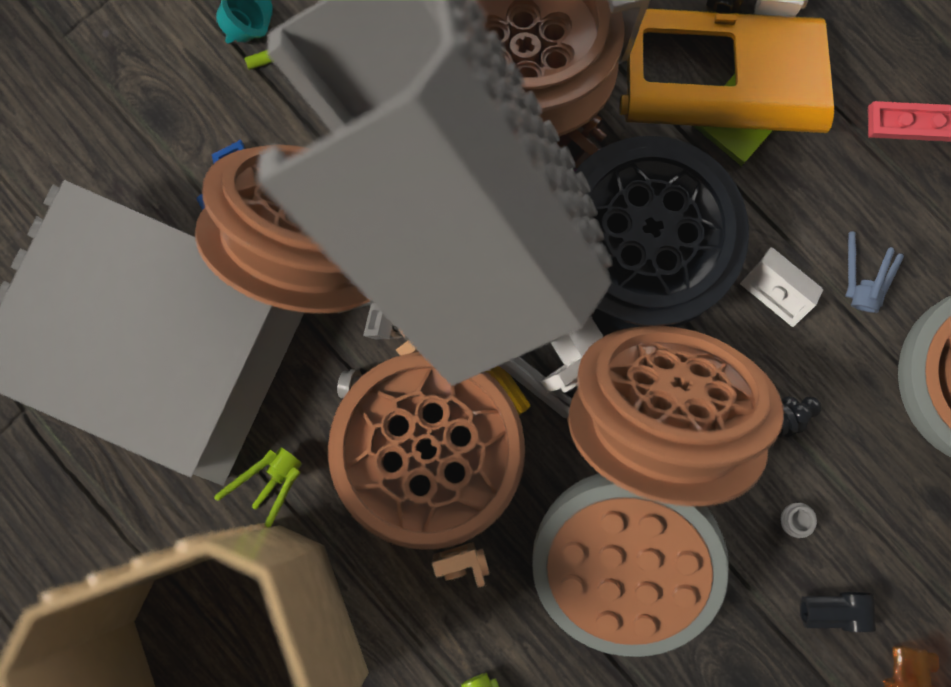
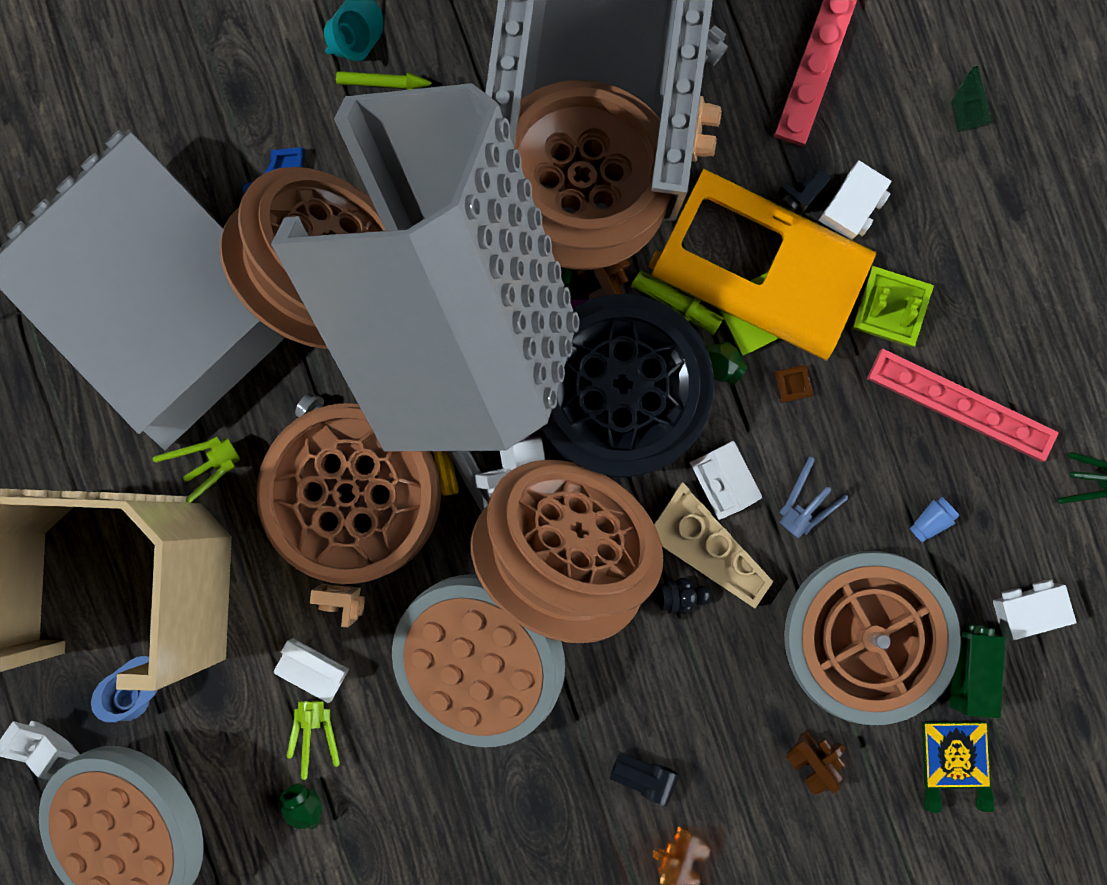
camera: 20 degrees right, 5 degrees up
(459, 647) = (310, 670): none -> white panel
(622, 131) = (685, 306): none -> lime pin
(739, 172) = (726, 362): none -> dark green rock
(798, 520) = (646, 687): light grey plate -> none
(799, 357) = (701, 541): none -> tan wing
(802, 170) = (793, 383): none -> reddish brown tile
(863, 61) = (892, 306): none -> lime plate

